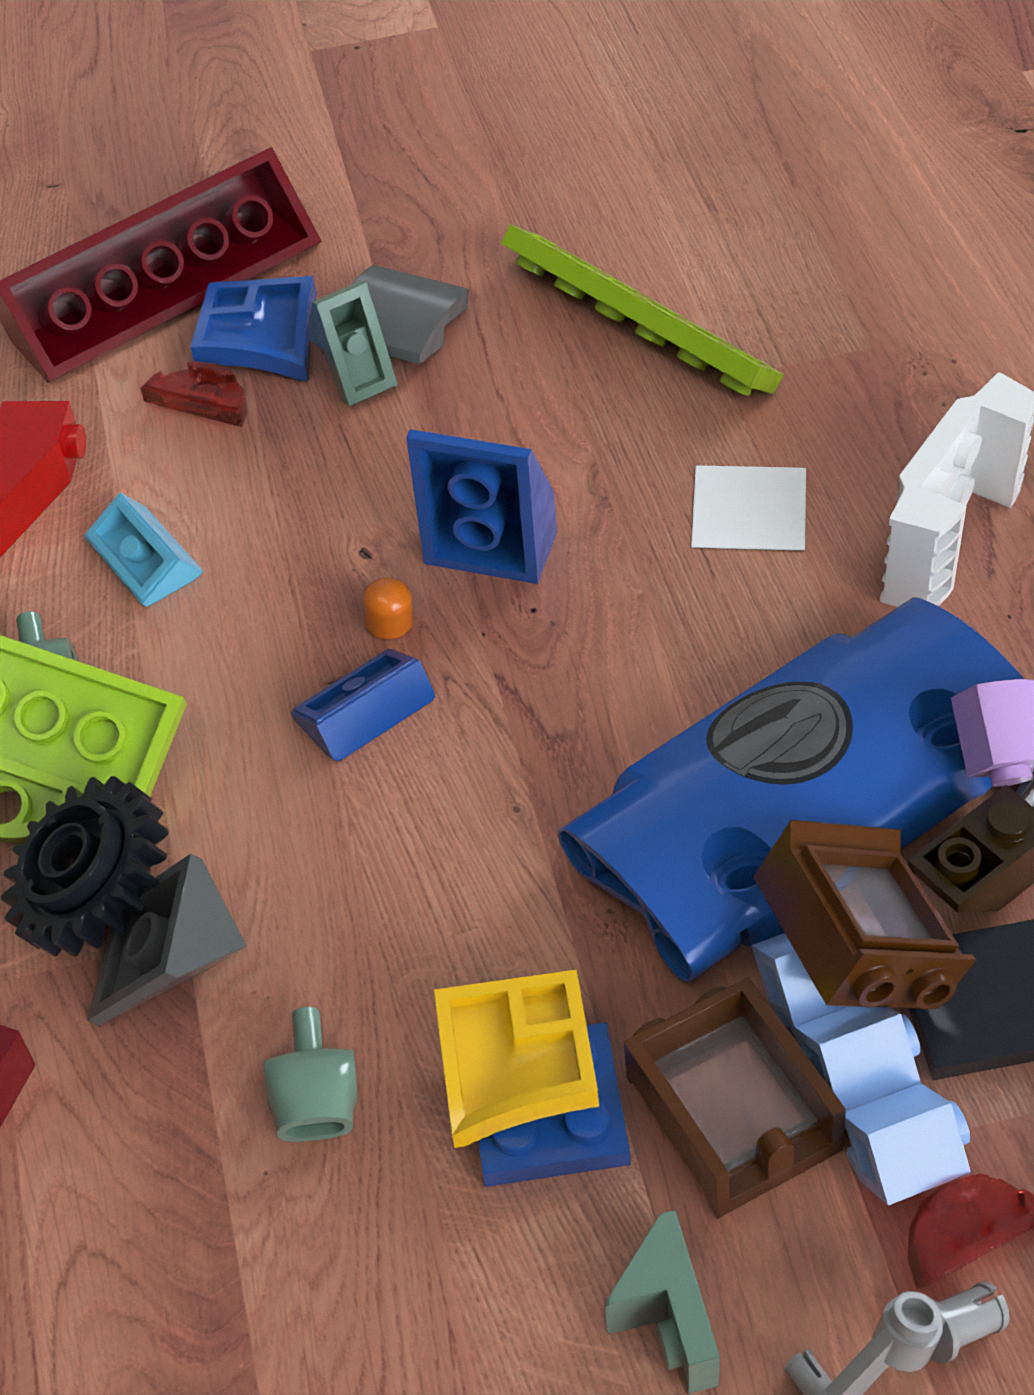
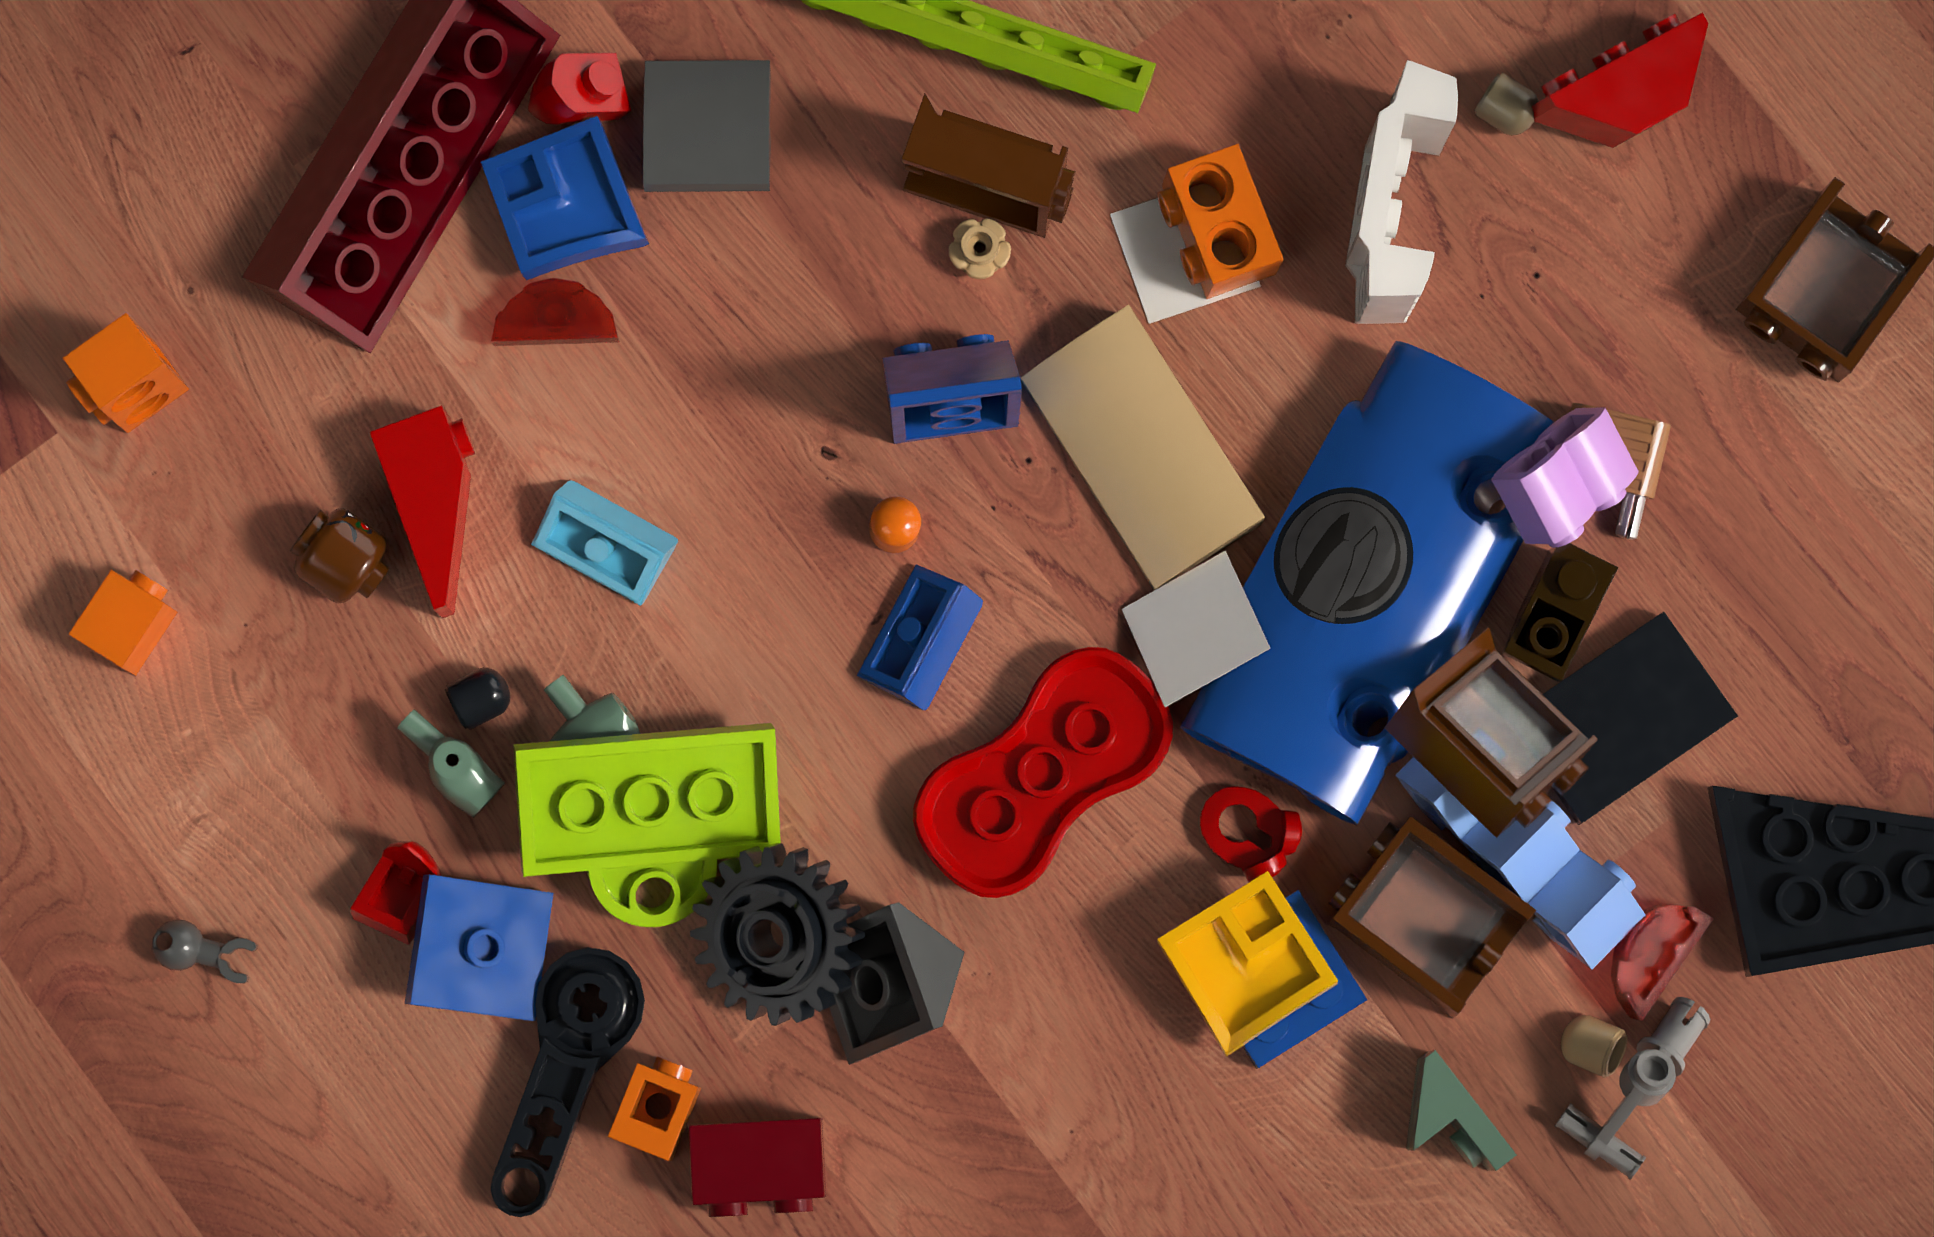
camera: 30 degrees left, 30 degrees up
(311, 254) = (579, 88): none -> red plate
(313, 1087) = (1079, 1047): sand green piece -> none
(353, 342) = (699, 209): sand green slope -> none
(355, 847) = (1006, 805): none -> red plate
(570, 450) = (979, 264): none -> tan plate
(606, 382) = (987, 171): none -> reddish brown window
(612, 957) = (1281, 825): none -> red piece
(613, 760) = (1195, 629): none -> white sticker
(638, 625) = (1142, 448): none -> tan slope
(787, 482) = (1235, 219): none -> orange brick
(854, 1293) = (1593, 1045): none -> tan piece

